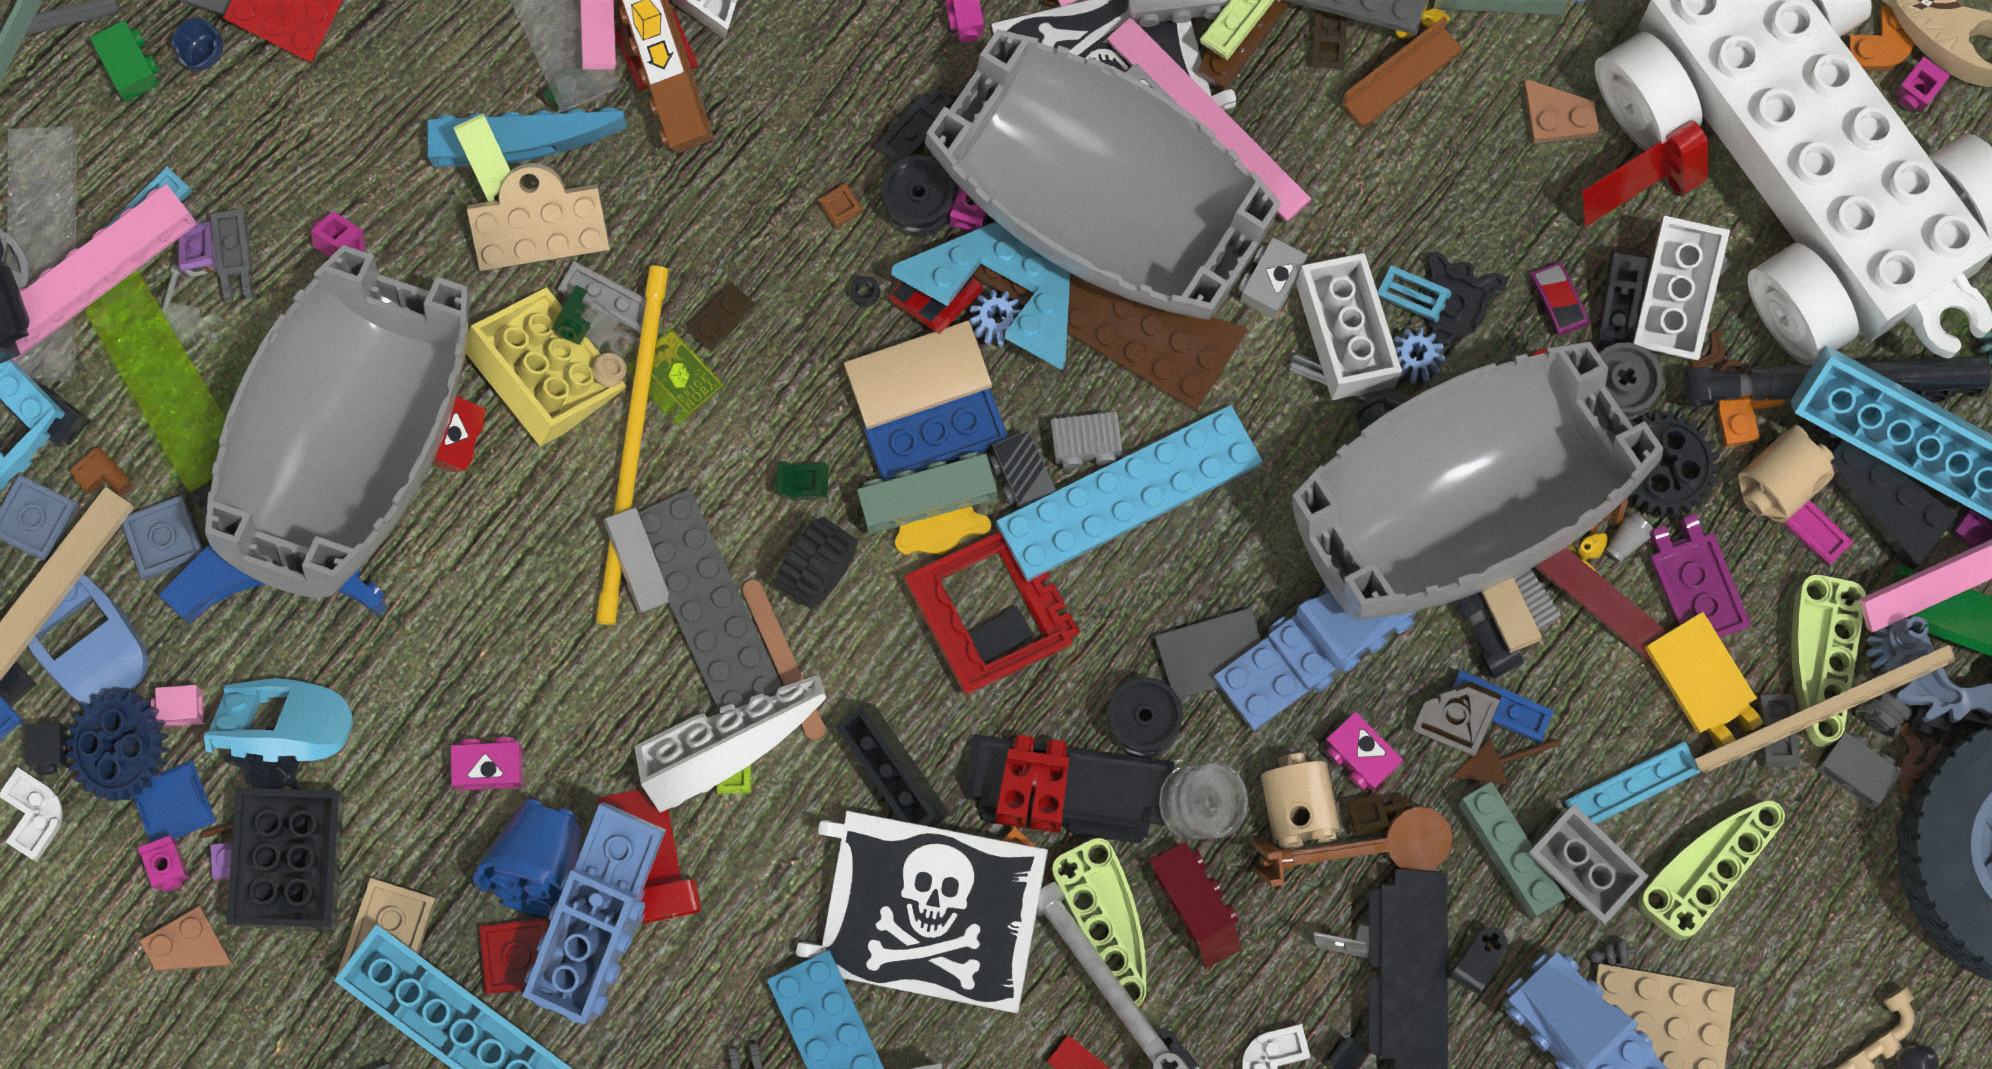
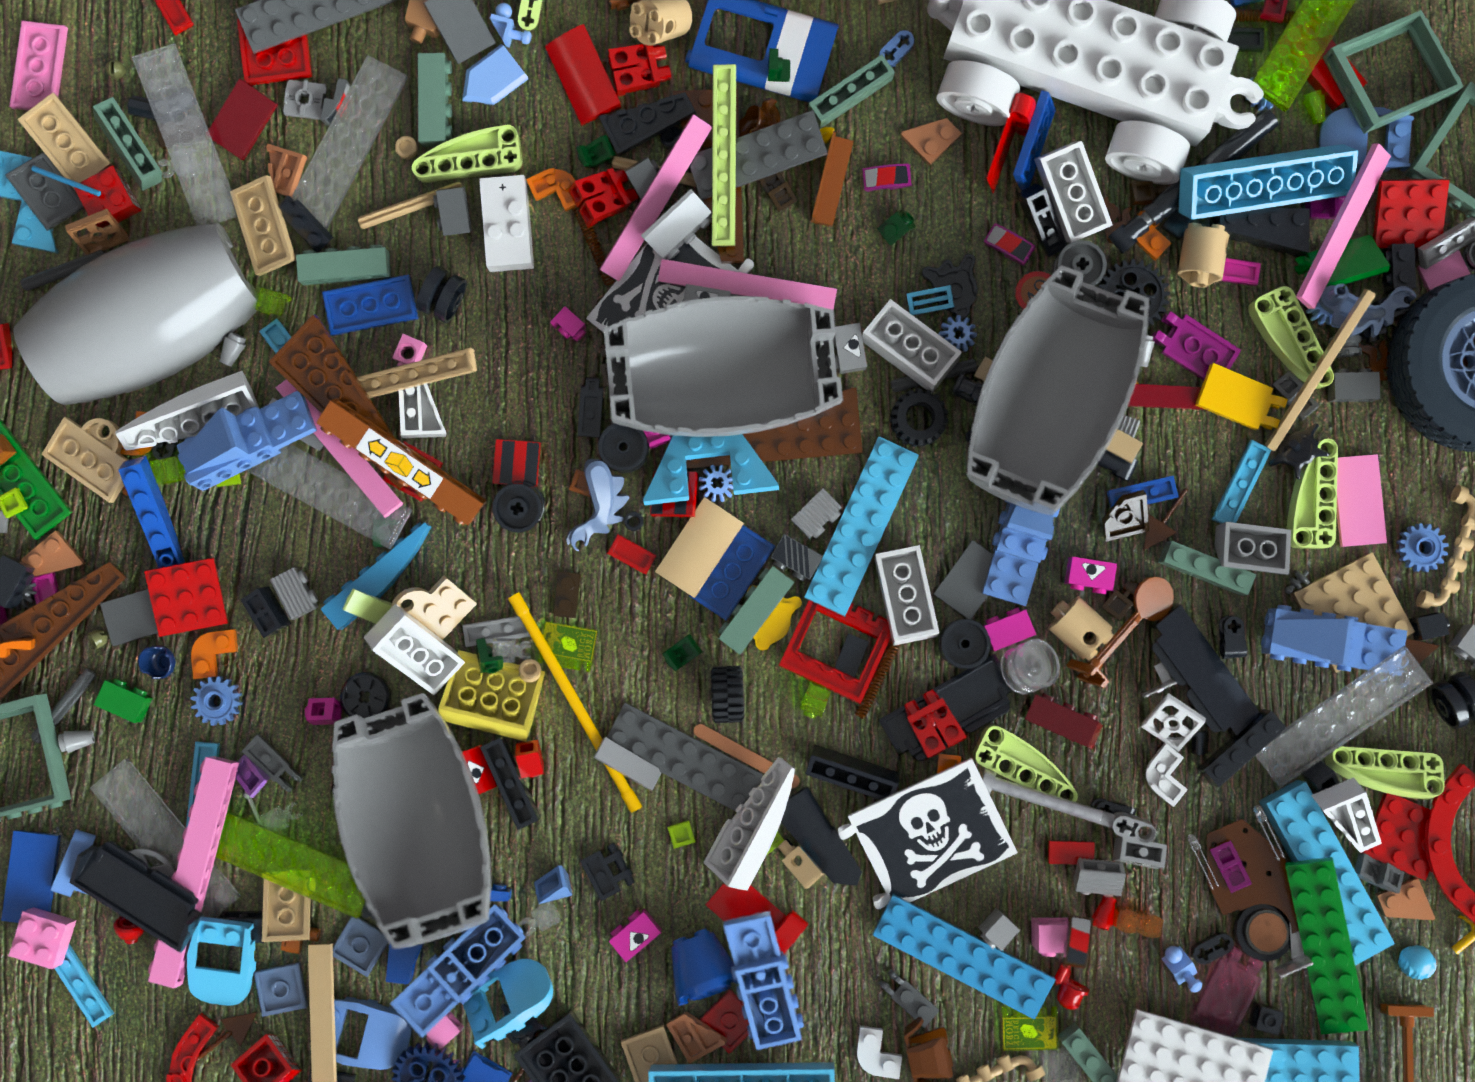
camera: 40 degrees left, 10 degrees up
(36, 64) = (74, 740): none -> light grey cone
(109, 431) = (284, 914): none -> tan plate
(216, 127) = (205, 703): none -> medium blue gear
(256, 639) = (458, 971): none -> medium blue wedge
(266, 73) = (205, 650): none -> orange plate
(364, 79) = (265, 611): none -> black hinge
(398, 666) = (543, 917): none -> clear plate
(411, 244) = (368, 682): none -> black wheel
(413, 83) = (294, 593): none -> light grey brick
(440, 635) = (553, 885): none -> medium blue slope
(461, 939) = (694, 1036): none -> nougat wing
(485, 478) = (510, 783): none -> black brick
(497, 238) = (414, 649): none -> white brick
(504, 667) = (601, 875): none -> black plate
(528, 468) = (529, 759): none -> red brick
(635, 692) = (681, 834): none -> lime tile
(742, 153) = (508, 513): none -> black wheel
(747, 832) = (808, 871): none -> tan torso
(782, 126) = (516, 461): none -> tile
(793, 813) = (819, 838): none -> black panel
(833, 327) = (631, 554): none -> red tile
(855, 229) = (605, 500): none -> animal
(914, 653) = (814, 701): none -> clear neon green brick
(965, 704) = (875, 683): none -> reddish brown piece
(1119, 609) = (906, 595): none -> white brick
(1210, 742) = (1009, 629): none -> dark pink brick
(1306, 393) = (929, 402): none -> black tyre
(1352, 995) = (1183, 711): none -> white piece
(1439, 181) = (896, 226): none -> dark green bracket
(1472, 117) = (887, 176): none -> slope
(1678, 196) = (1034, 140): none -> blue tile
(1733, 792) = (1299, 449): none -> black piece
(1765, 914) = (1360, 501): none -> bright pink tile
(1768, 352) = (1144, 192): none -> dark brown plate
(1781, 419) = (1176, 224): none -> black tile
(1816, 1017) = (1432, 544): none -> medium blue gear

